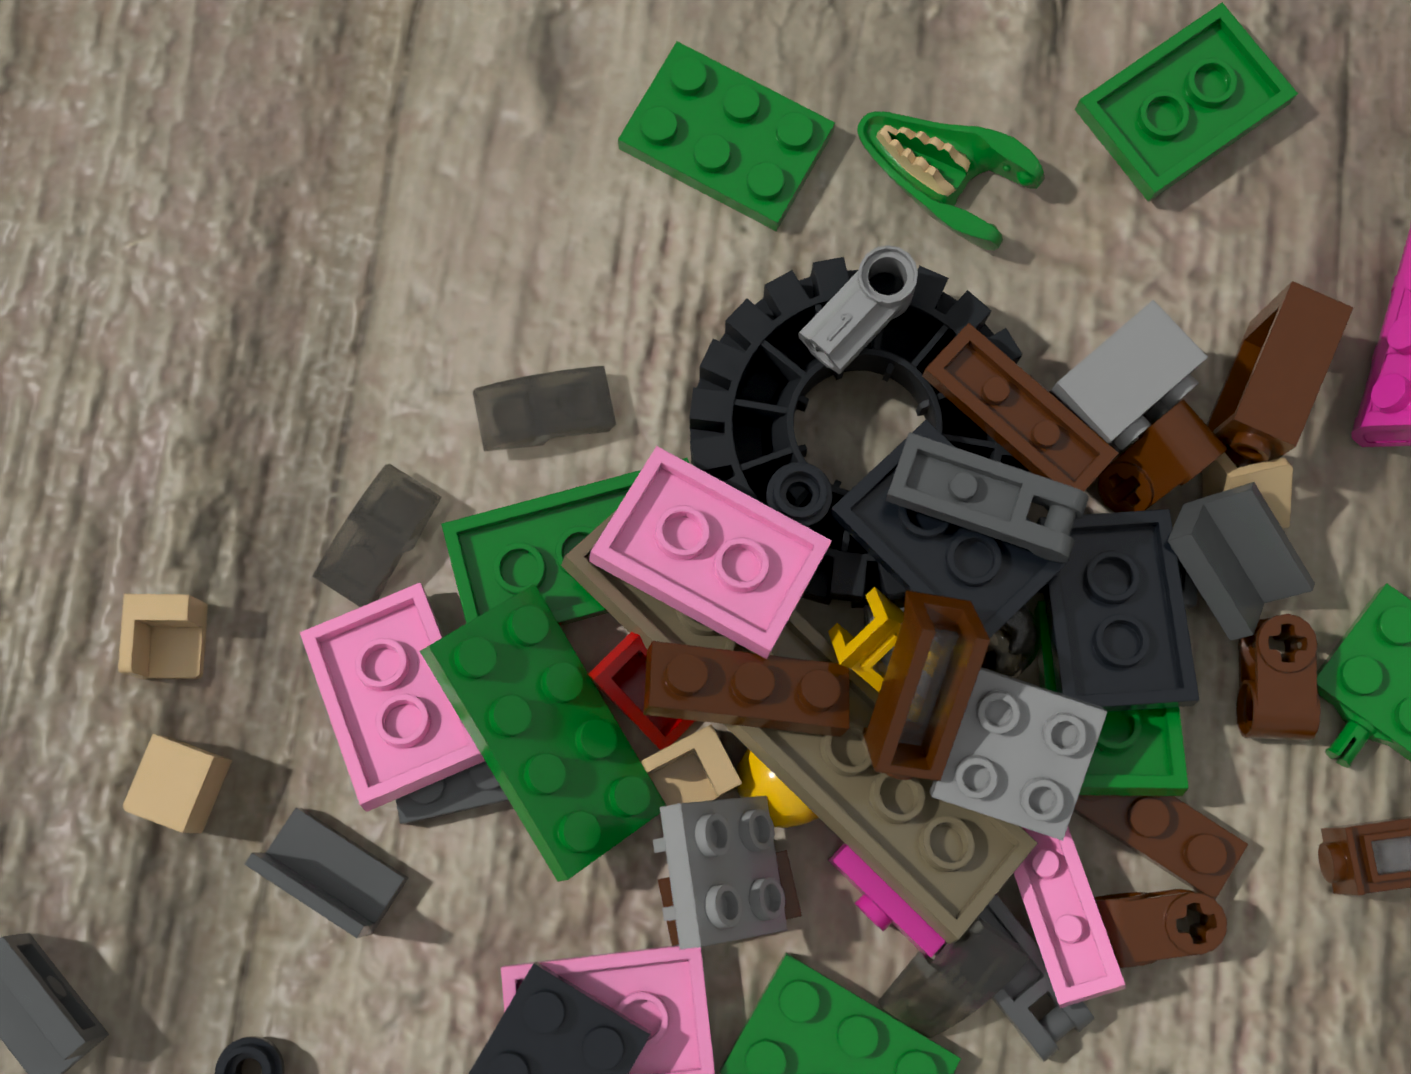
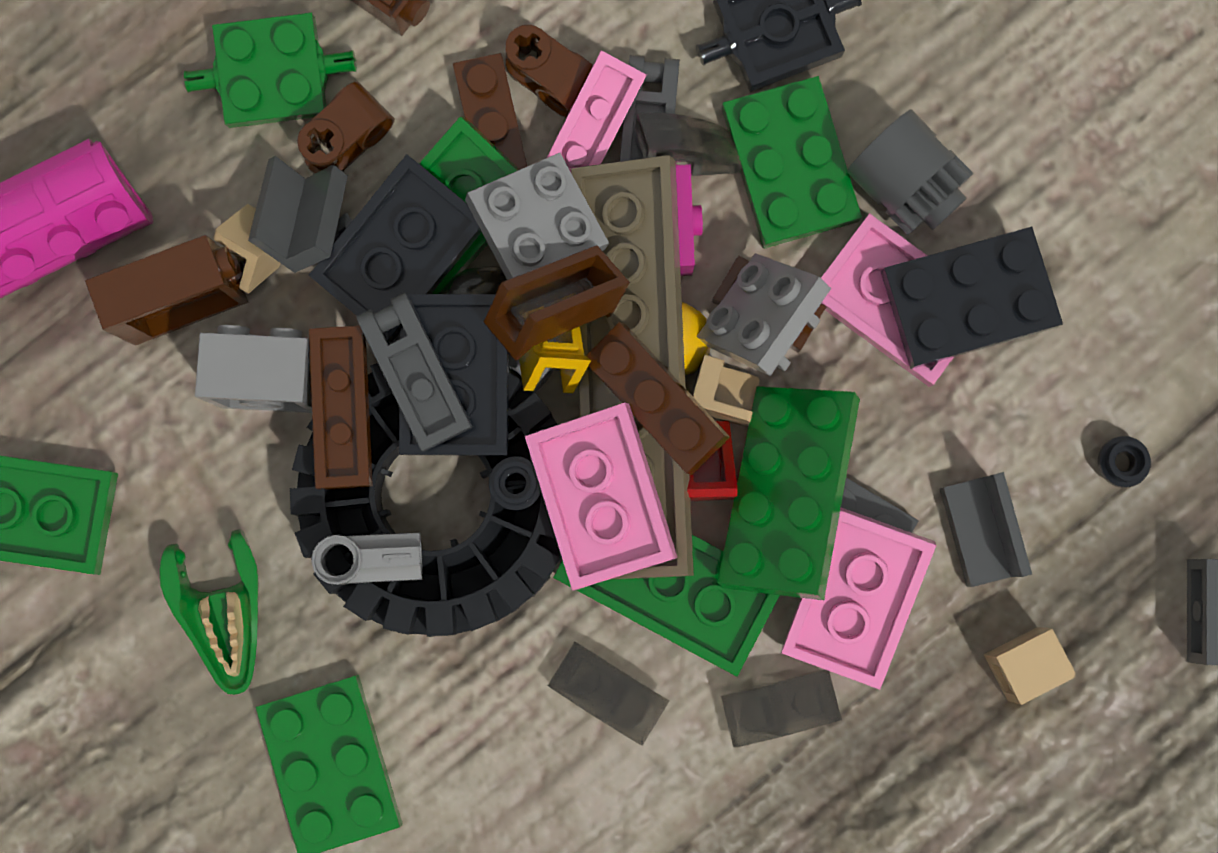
camera: 135 degrees left, 5 degrees up
(162, 636) = (963, 765): tan panel -> none
(1161, 459) = (277, 302): reddish brown piece -> none

